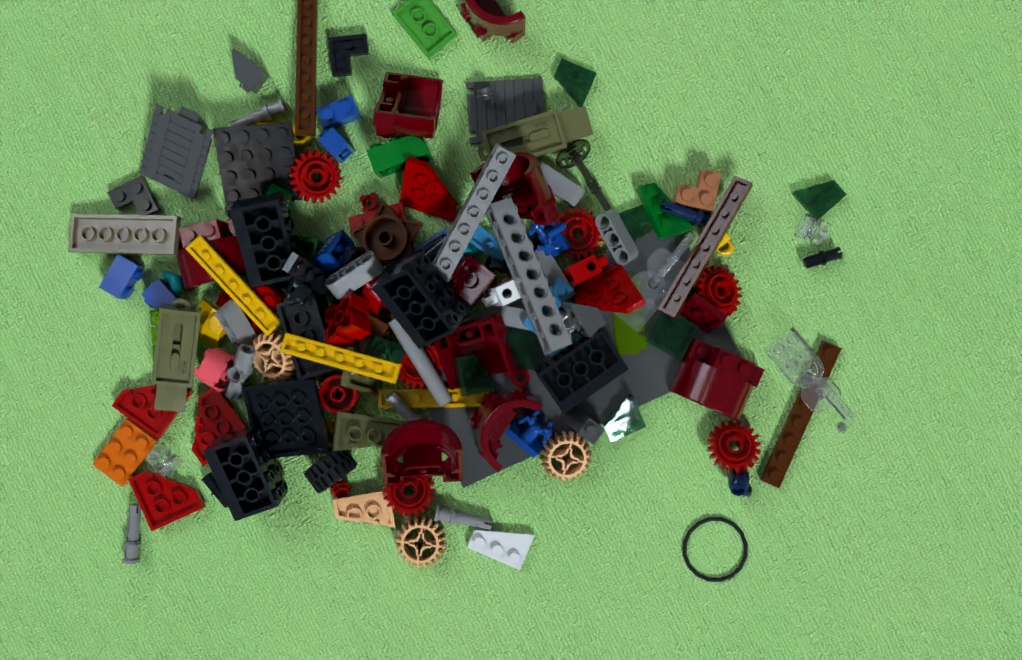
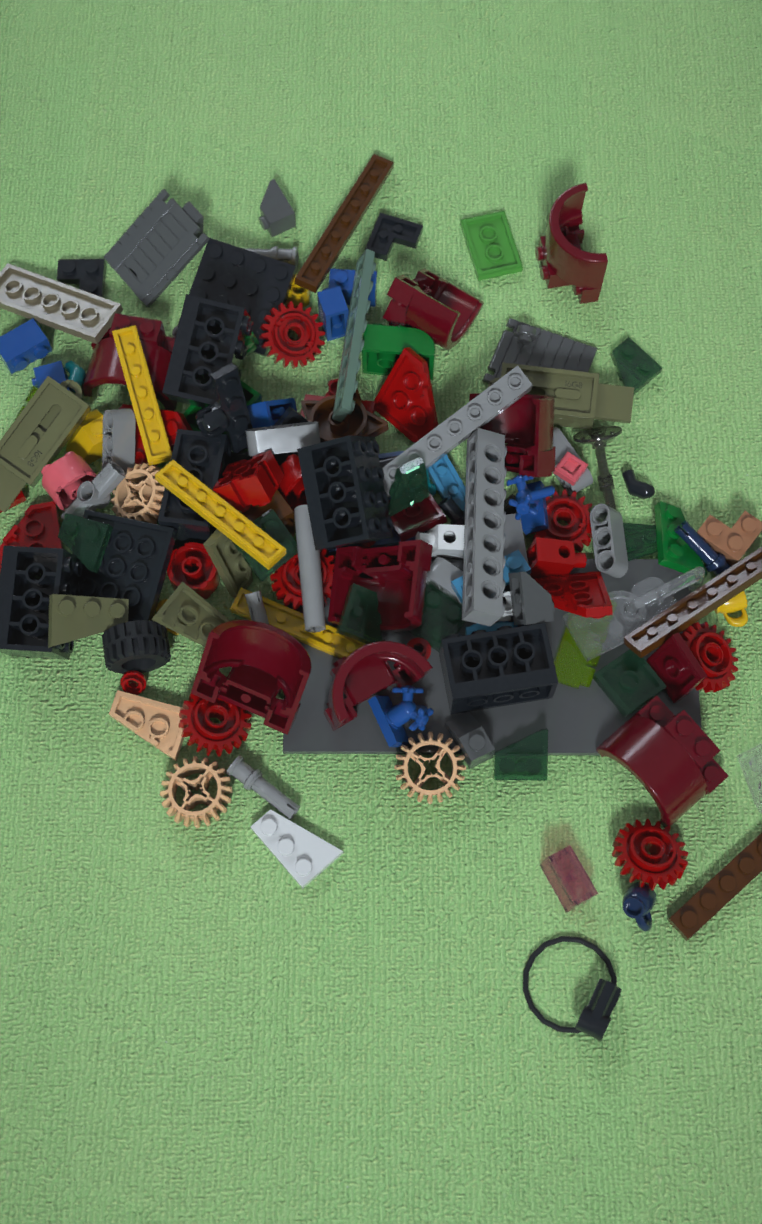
camera: 25 degrees right, 20 degrees down
(253, 409) = (85, 539): none -> clear green wing
(285, 471) = (83, 616): none -> olive wing
(365, 170) = (353, 340): none -> sand green plate
(460, 268) = (409, 486): none -> clear green wing
(566, 192) = (570, 468): none -> coral tile
(617, 180) = (637, 488): none -> black arm
(688, 486) = (568, 878): none -> clear pink hinge
(741, 566) = (597, 1014): none -> black piece

